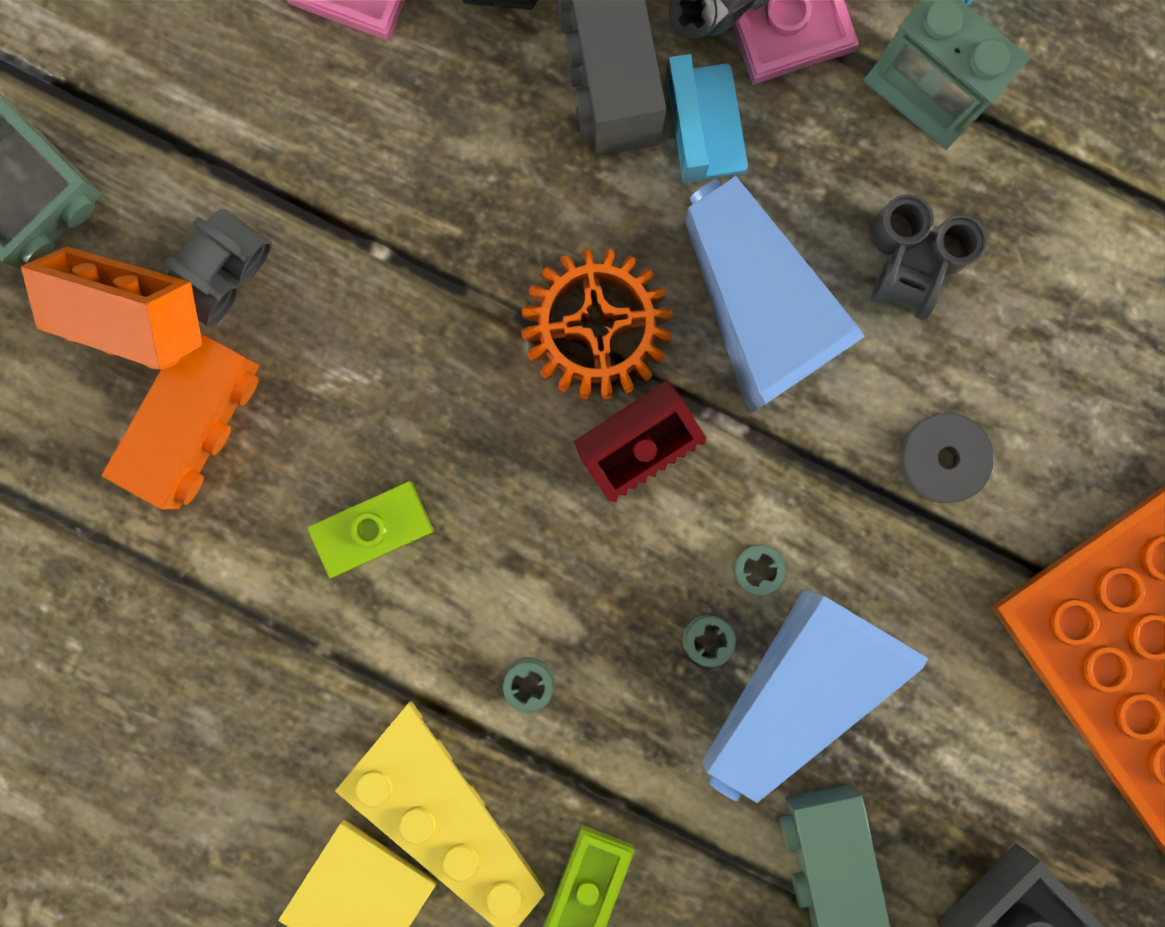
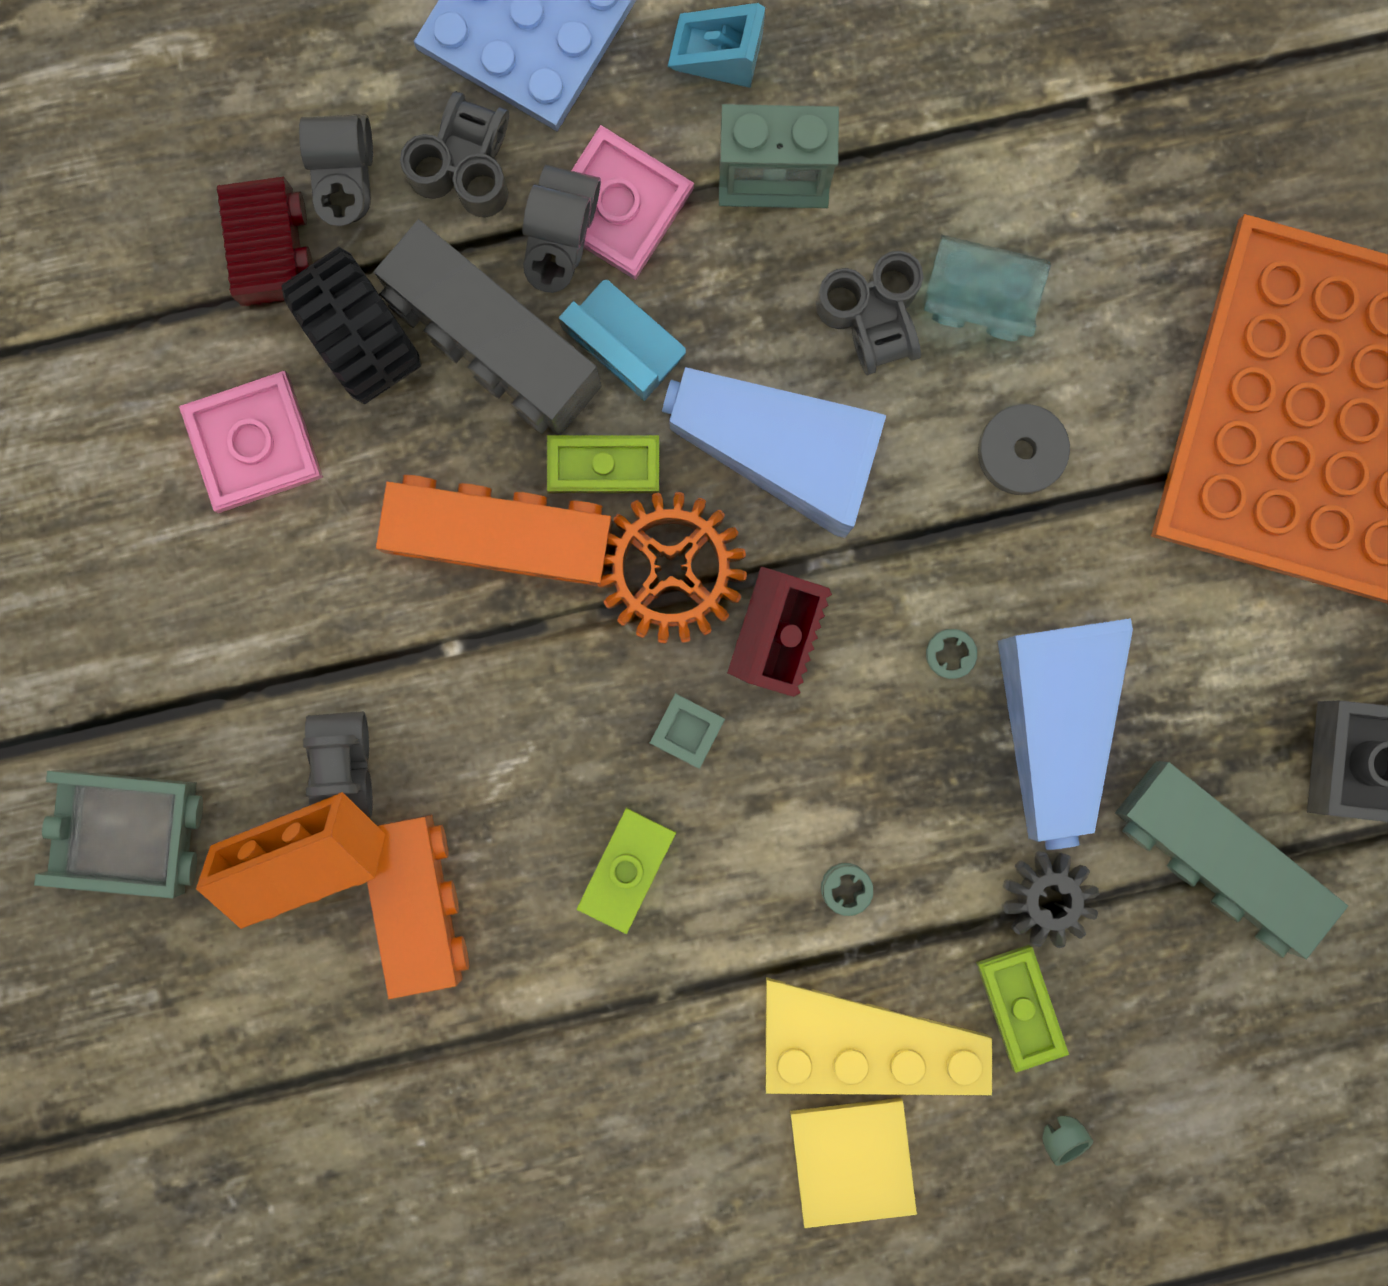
camera: 40 degrees left, 0 degrees up
(482, 184) = (494, 532): none -> orange brick
(505, 460) = (687, 731): none -> sand green plate
(610, 202) = (603, 463): none -> lime plate
(686, 845) = (1068, 911): none -> dark grey gear
(721, 653) = (974, 741): sand green bush -> none
(1021, 308) = (985, 288): none -> clear light blue bracket

